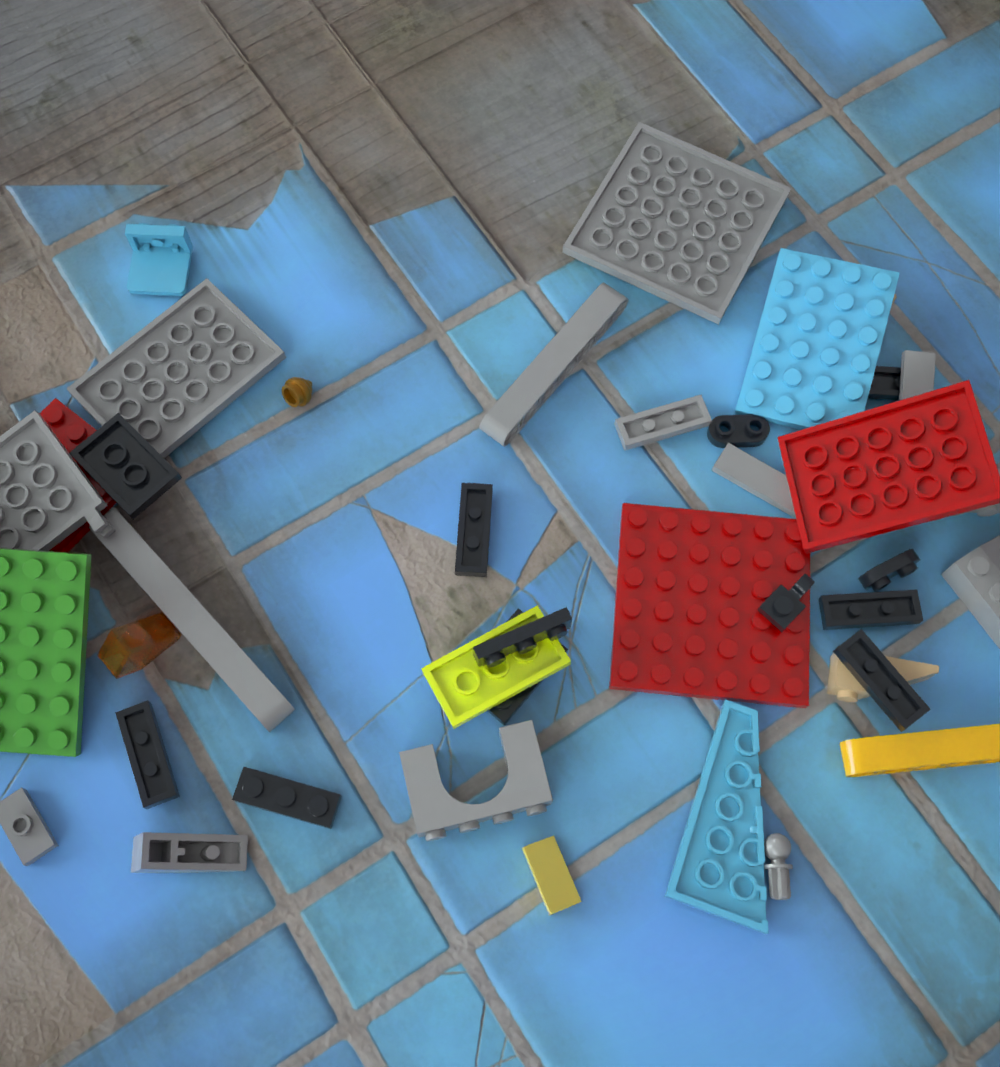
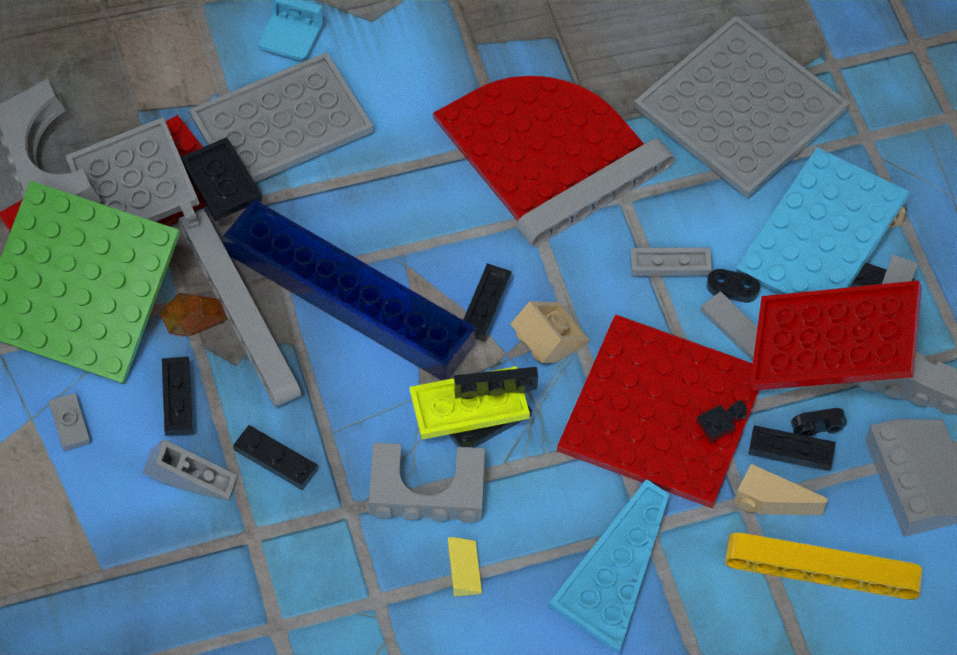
camera: 15 degrees right, 10 degrees down
(297, 391) = (374, 160): pearl gold plate -> none
(313, 561) = (350, 290): none -> clear blue brick
(469, 317) = (535, 137): none -> red plate
(556, 546) = (548, 331): none -> tan slope
(778, 849) = (649, 598): light grey axle -> none
(881, 680) = (773, 492): black plate -> none

